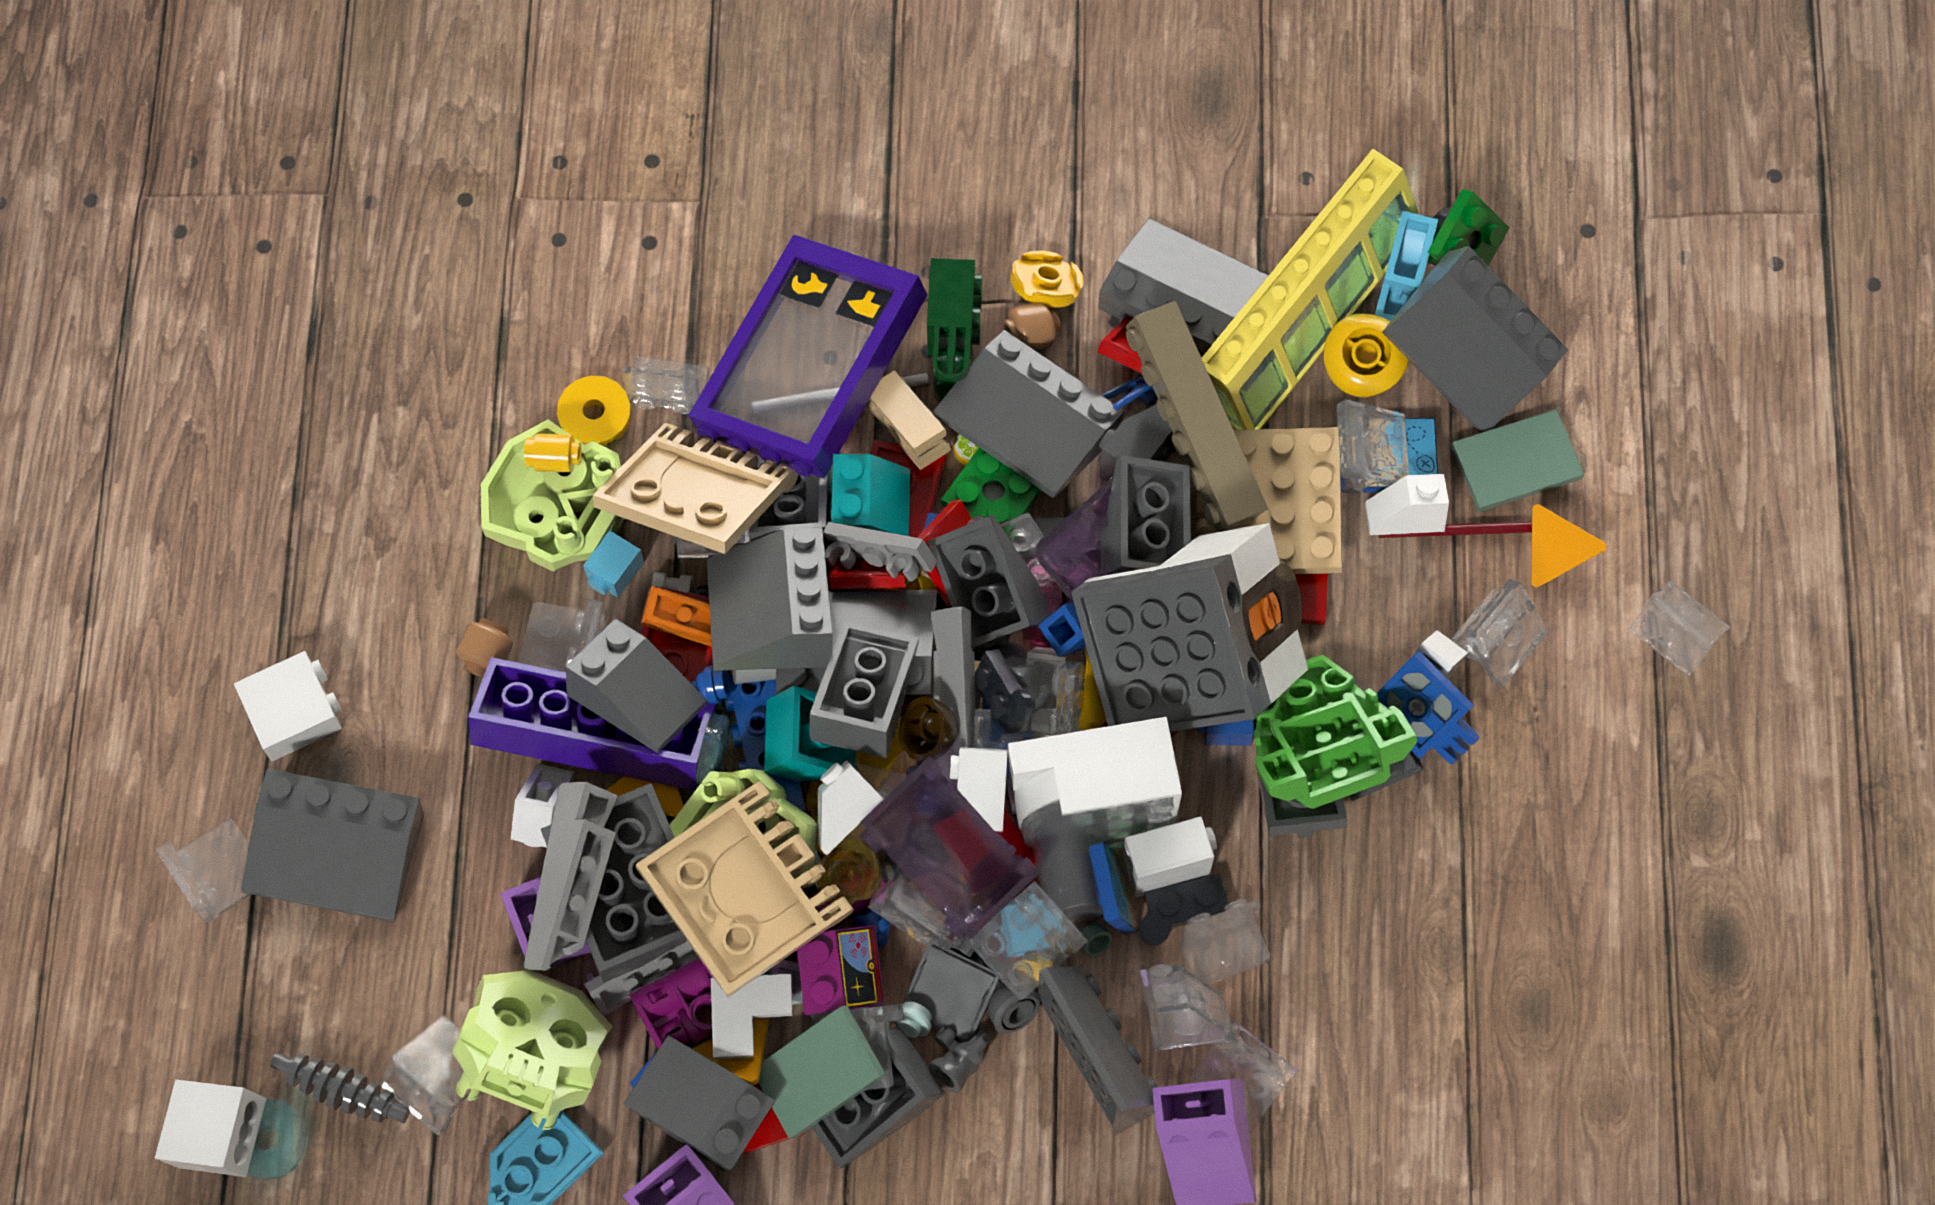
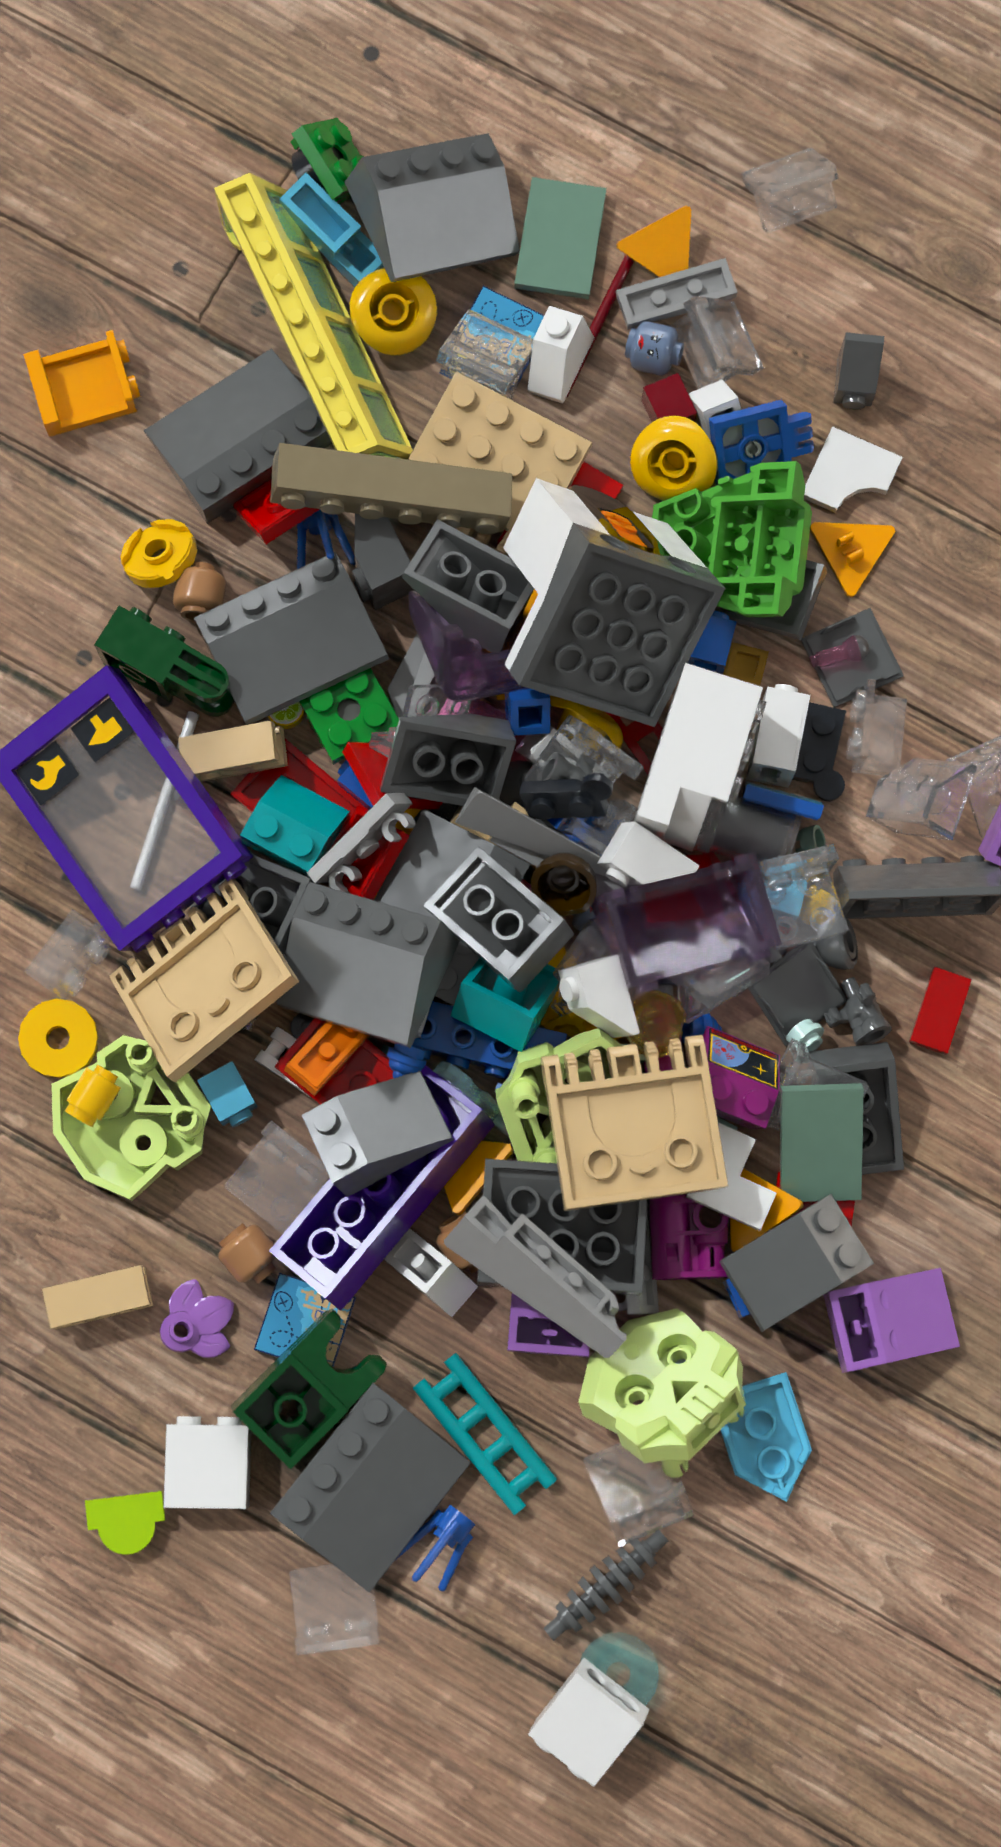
camera: 65 degrees left, 10 degrees up
(211, 665) = (126, 1521): none -> lime piece
(329, 933) = (451, 1529): none -> blue plant
(389, 549) = (97, 1297): none -> tan piece
(396, 749) = (319, 1388): none -> dark green brick
(413, 641) = (201, 1317): none -> medium lavender plate
(431, 944) = (510, 1438): none -> teal bar
(442, 728) = (291, 1311): none -> tile
(1001, 1129) = (940, 1010): none -> red tile
(1157, 150) = (82, 385): none -> light orange panel
(1222, 805) = (746, 663): none -> pearl gold tile
(1225, 762) = (714, 643): none -> blue brick
(1288, 893) = (845, 677): none -> dark grey piece
(1289, 887) = (853, 649): none -> clear pink piece
(1370, 645) = (673, 458): none -> yellow hat
(1383, 846) = (851, 550): none -> light orange piece
(1417, 621) = (668, 398): none -> dark red brick
(1454, 803) = (849, 468): none -> white tile
(1462, 582) = (653, 348): none -> sand blue head
(1507, 561) = (665, 295): none -> light grey plate
(1544, 763) = (858, 370): none -> dark grey slope

